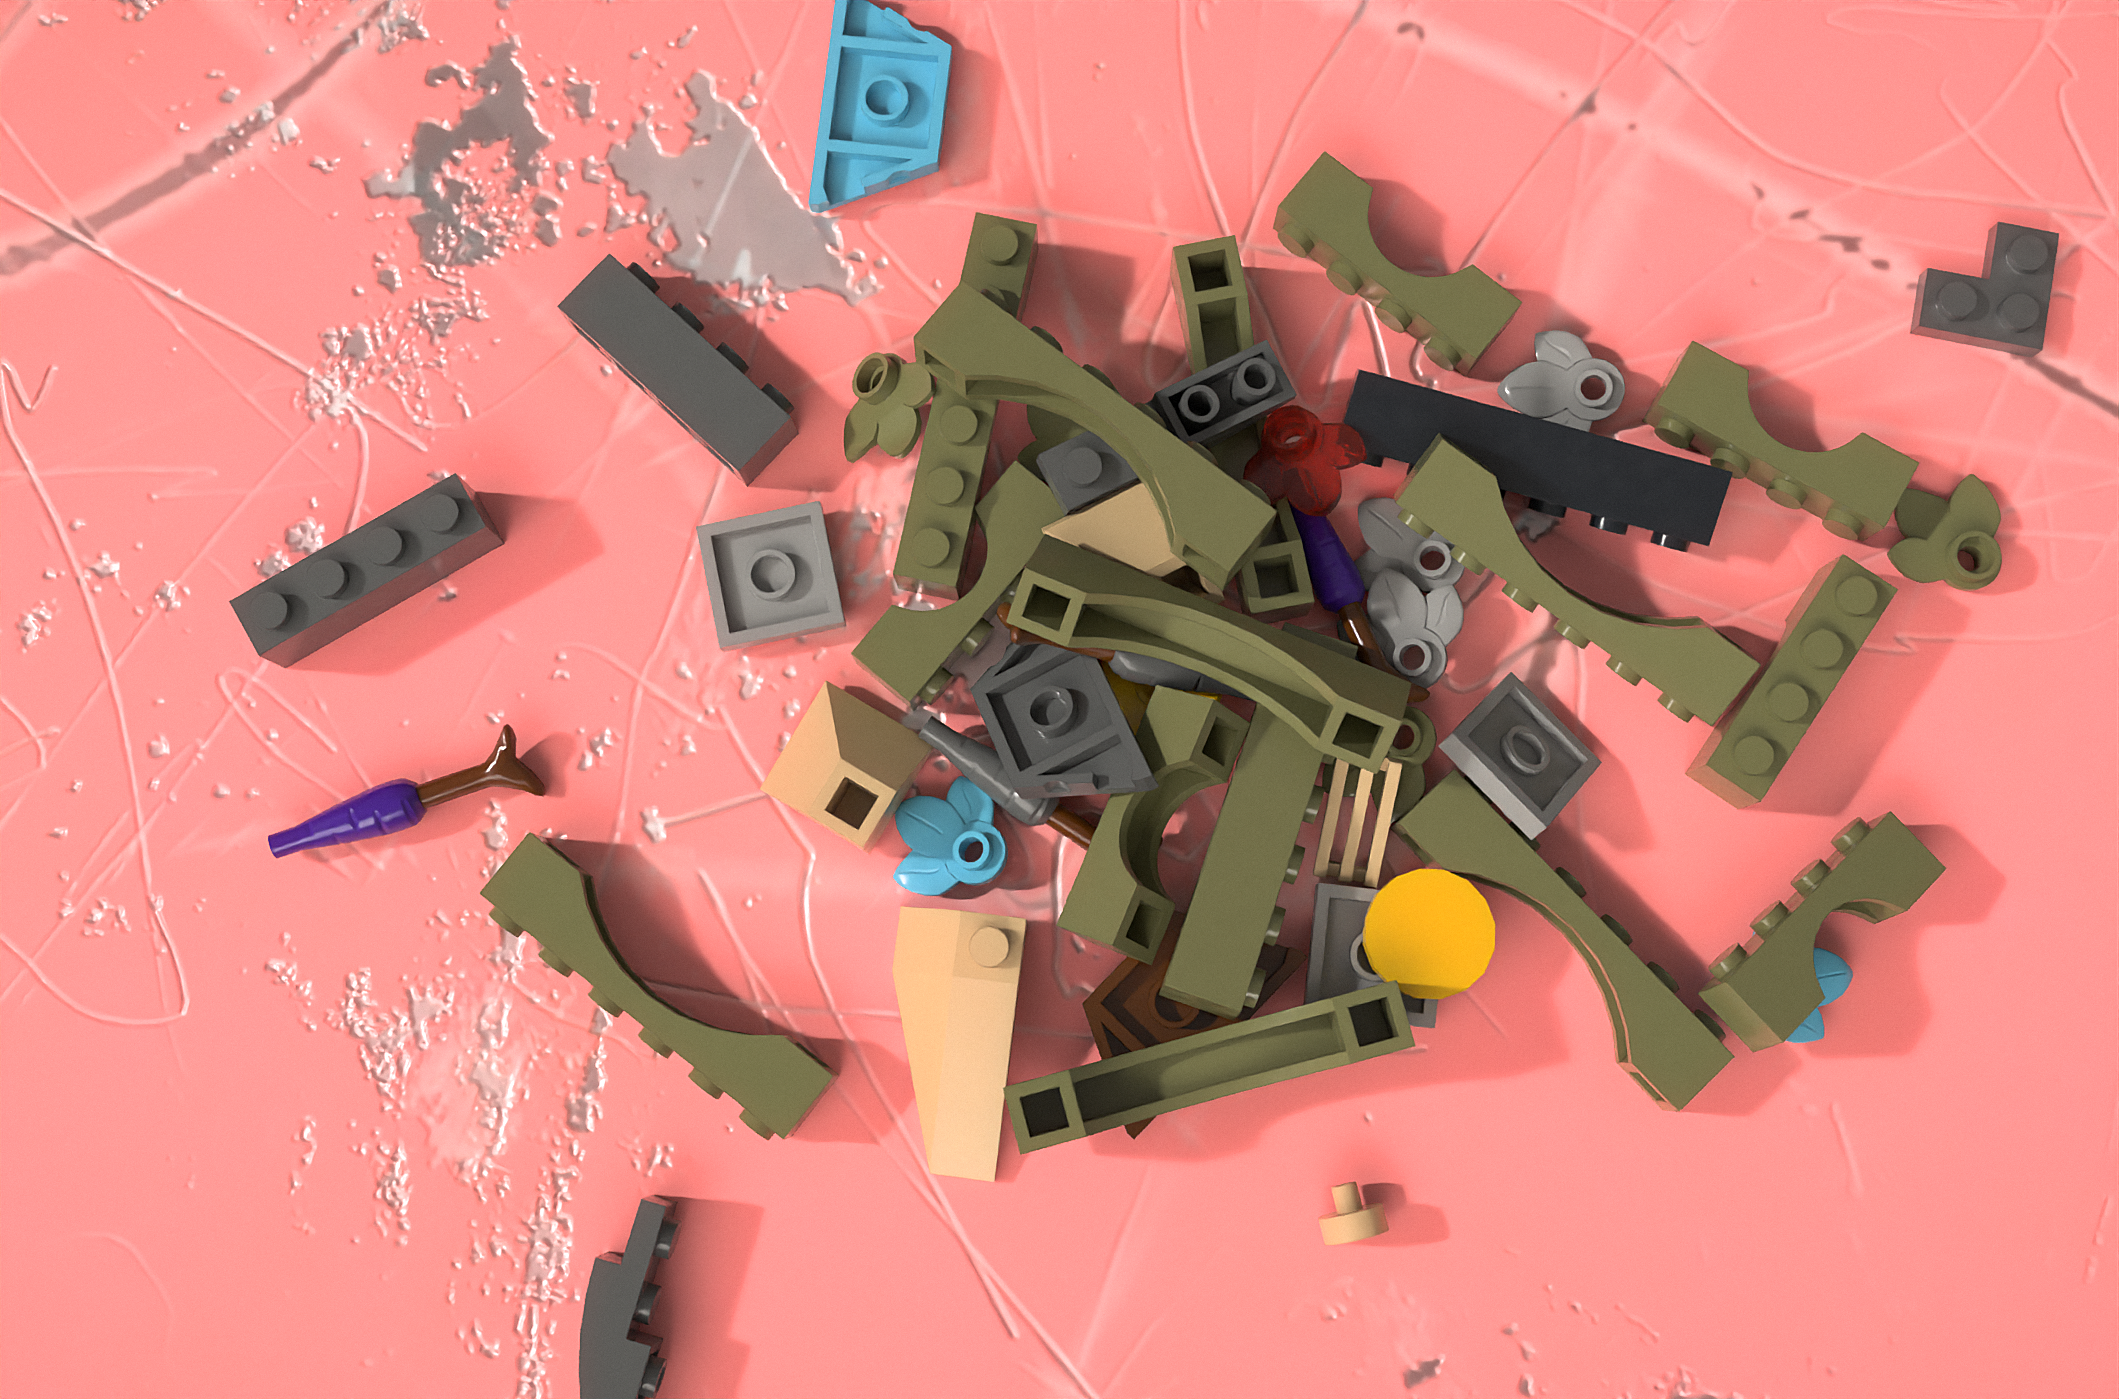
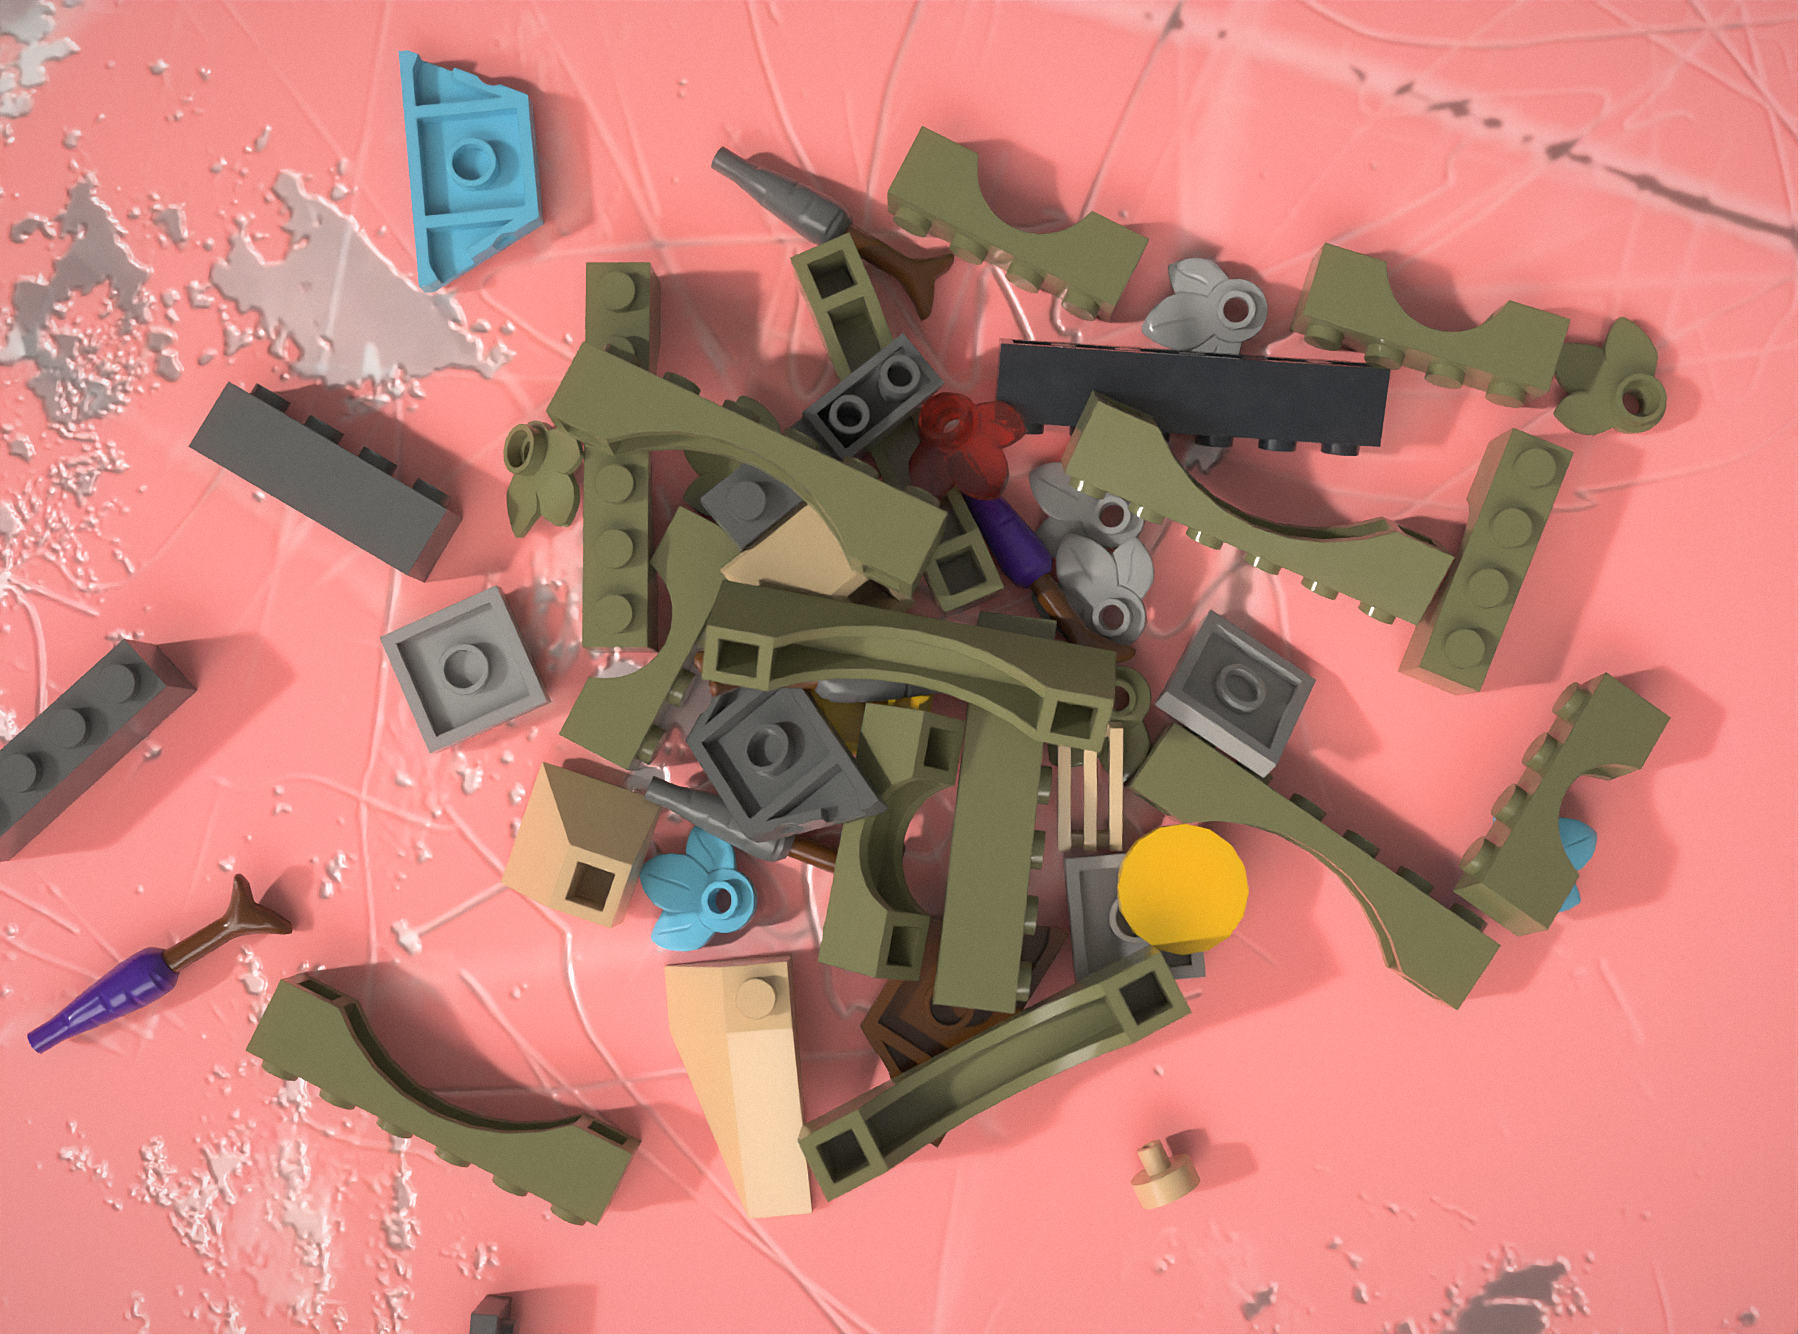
camera: 10 degrees left, 5 degrees up
(1207, 218) = (824, 218): none -> dark grey piece
(2002, 308) = (1620, 142): flat silver plate -> none

